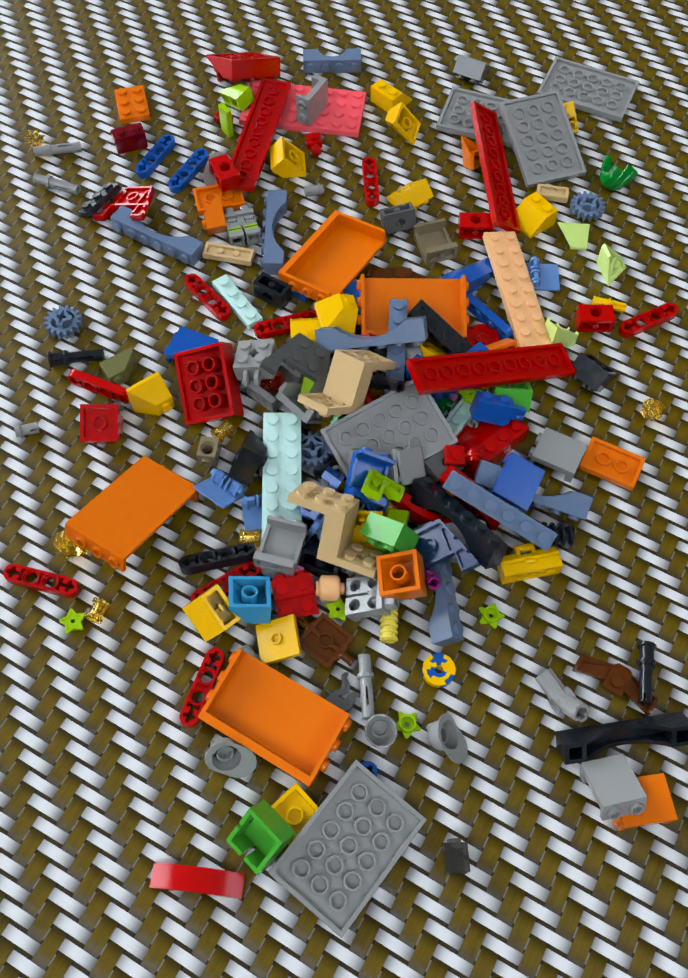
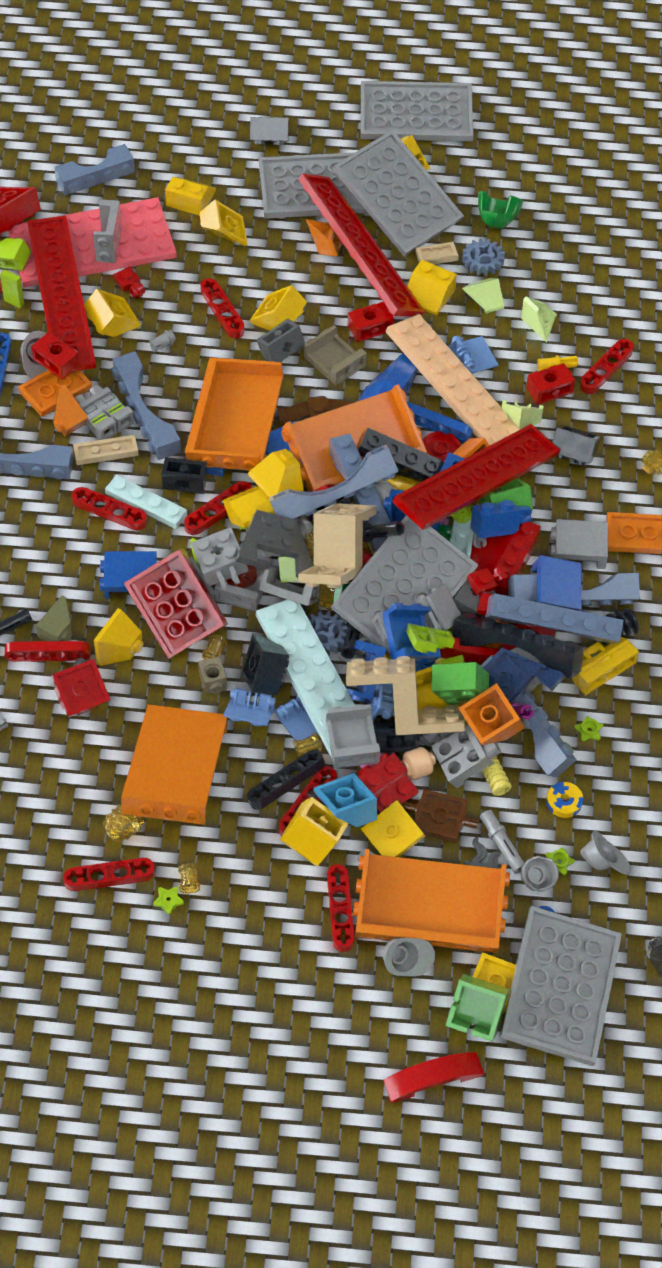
camera: 25 degrees left, 5 degrees down
(334, 614) = (437, 787): lime plate -> none

